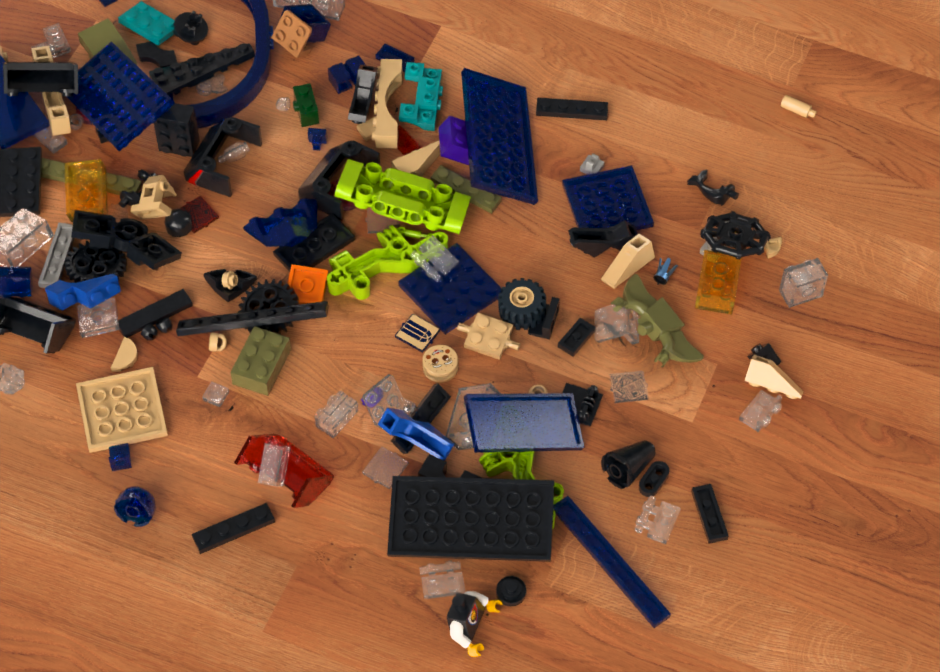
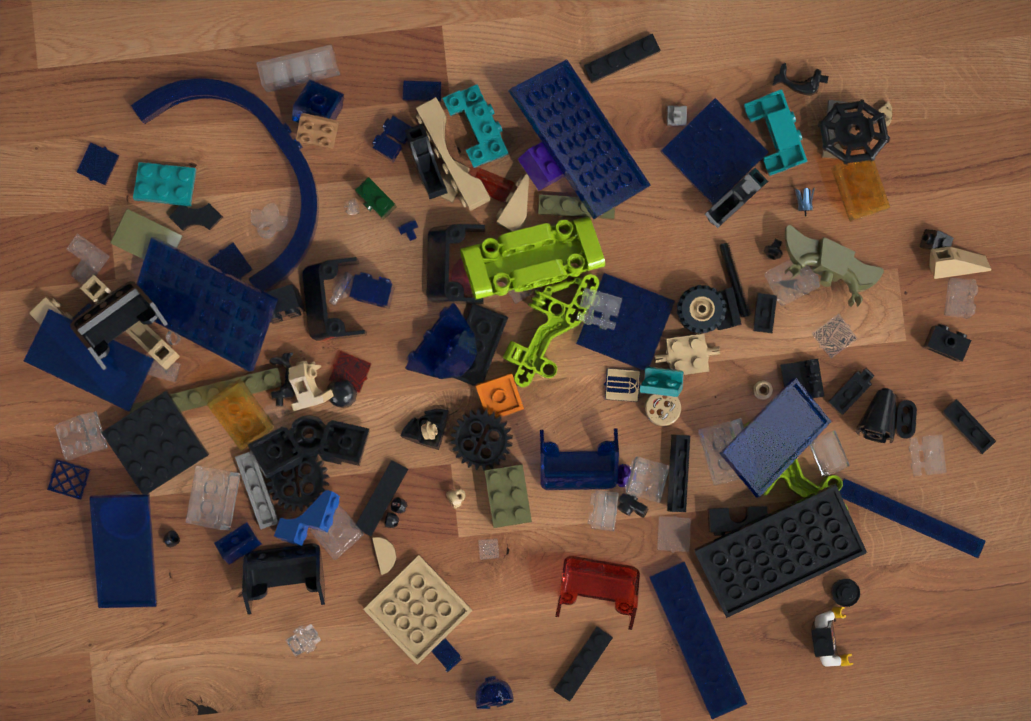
camera: 30 degrees left, 30 degrees up
(190, 27) = (208, 159): black plate -> none
(197, 70) = (245, 220): black wing -> none
(252, 318) = (478, 463): black tile -> none
(256, 160) = (372, 291): none -> clear blue brick
(274, 464) = (586, 594): clear brick -> none
(330, 373) = (579, 468): none -> clear blue windscreen
(348, 562) = (698, 640): none -> clear blue plate
(363, 421) = (629, 503): none -> black plate
(420, 433) = (696, 496): blue arch -> none
(442, 585) = (785, 619): clear plate -> none
(453, 338) = (662, 382): none -> teal bracket
(566, 302) = (734, 280): none -> black axle
(567, 469) = (829, 453): none -> clear brick
(612, 293) = (773, 252): none -> black plate
(617, 432) = (851, 391): none -> black hinge
(630, 259) = (769, 210): tan slope -> none
(676, 198) = (781, 129): none -> teal bracket
(727, 437) = (947, 343): none -> black brick
(803, 282) = (937, 147): clear brick -> none

